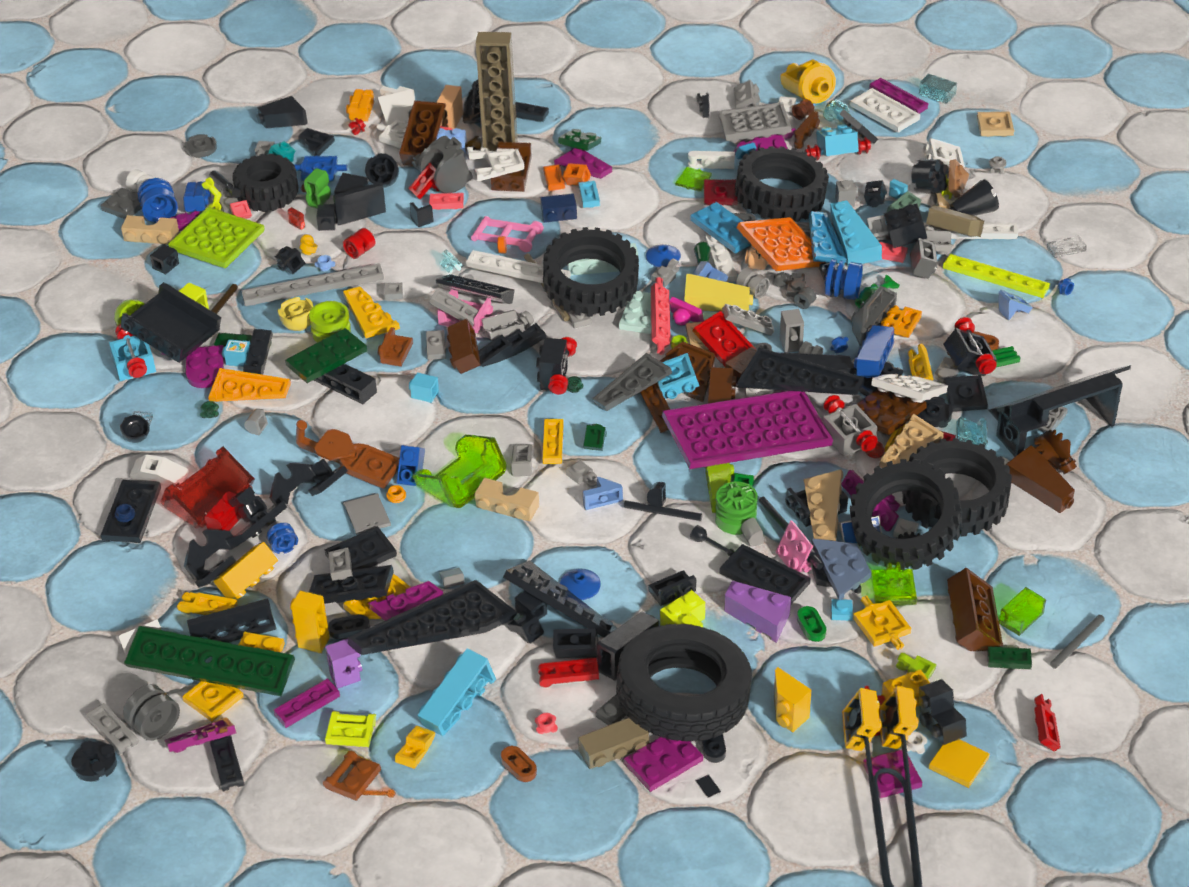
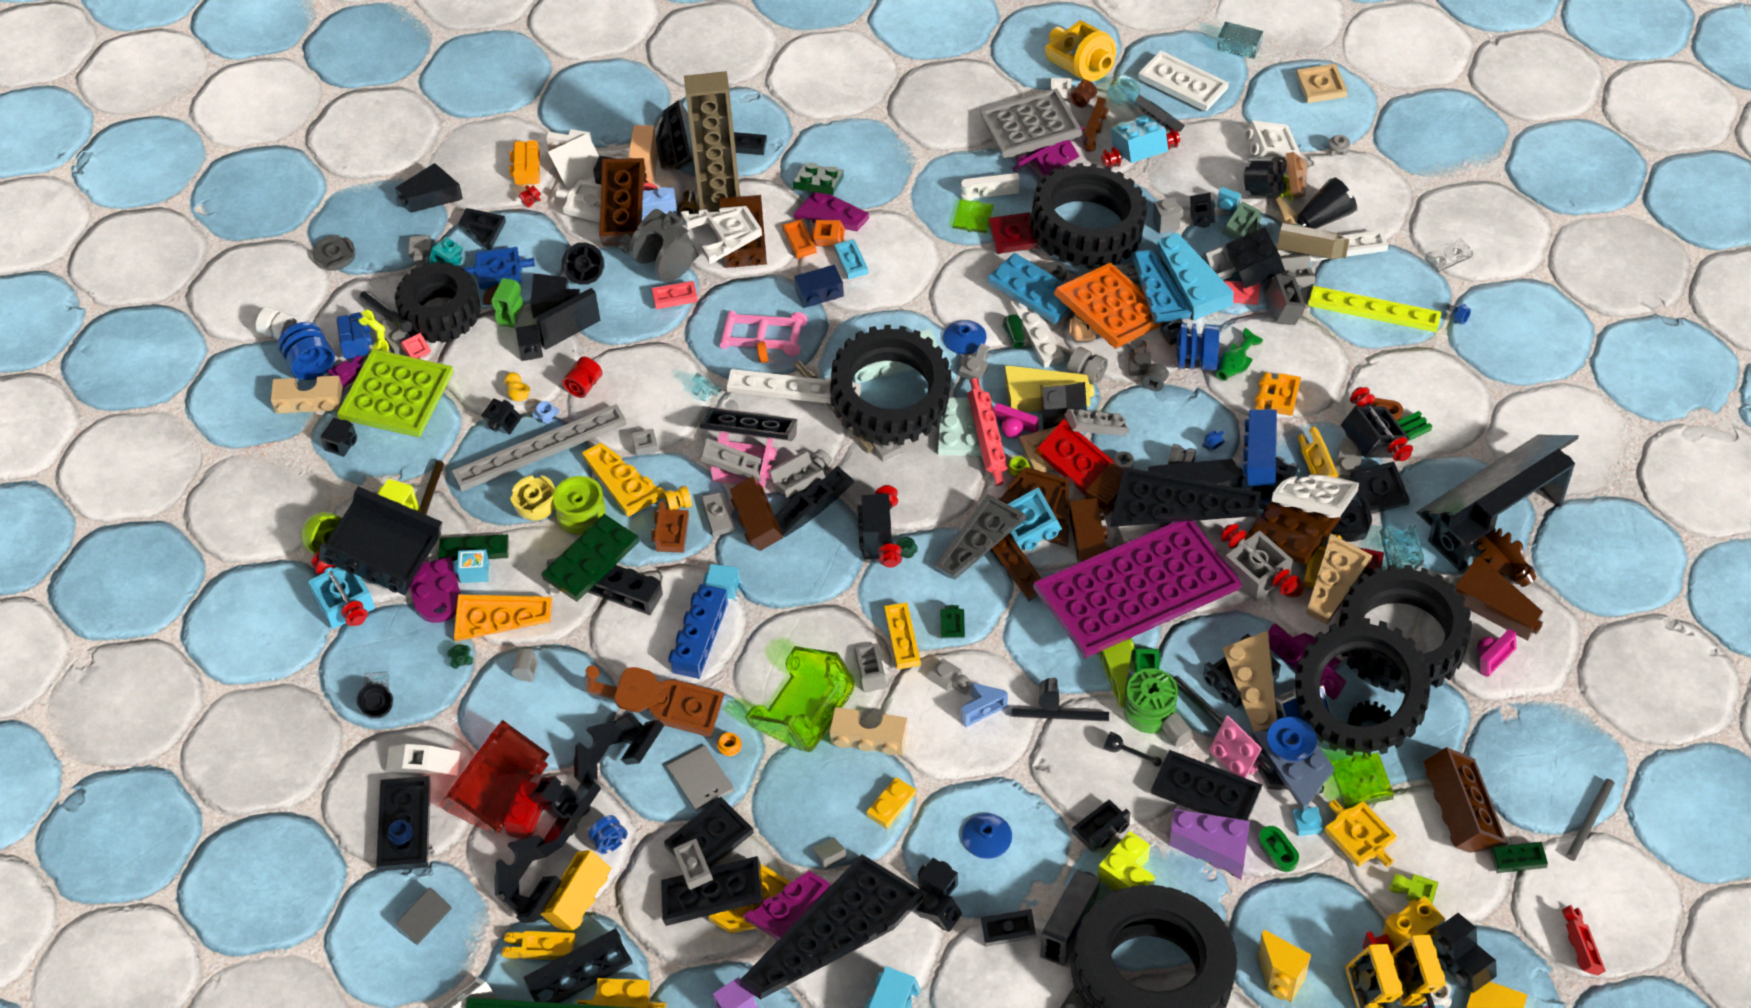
camera: 10 degrees left, 10 degrees up
(122, 203) = (258, 357): dark grey plate -> none
(125, 573) = (423, 916): none -> dark grey slope
(258, 351) = (499, 561): black plate -> none
(296, 218) = (491, 349): clear red tile -> none
(310, 621) = (680, 956): yellow brick -> none
(347, 626) = (722, 946): black plate -> none
(395, 417) = (699, 631): none -> blue brick
(410, 462) = (736, 699): blue slope -> none
(411, 329) = (683, 498): none -> yellow wheel
(421, 216) = (650, 322): black panel -> none
(424, 182) = (640, 271): red slope -> none
(510, 551) = (891, 802): none -> yellow plate
(544, 587) = (955, 857): black wing -> none
(568, 671) = (1007, 966): red plate -> none
(704, 105) = (960, 102): black plate -> none
(706, 270) = (1026, 357): medium blue slope -> none
(722, 295) = (1058, 399): none -> black slope
(745, 149) = (1029, 168): dark azure tile -> none
(746, 94) = (1008, 81): light grey bracket -> none
(780, 279) = (1118, 355): dark grey hinge -> none
(791, 330) = (1154, 431): light grey brick -> none
(839, 543) = (1291, 730): none -> blue dish
(872, 312) = (1241, 391): dark grey wedge -> none
(899, 95) = (1195, 56): magenta plate -> none
(905, 526) = (1354, 694): white plate -> none
(1011, 303) = (1404, 350): medium blue slope -> none
(1022, 611) = (1519, 790): clear neon green panel -> none
(1029, 514) = (1495, 652): none -> dark pink tile

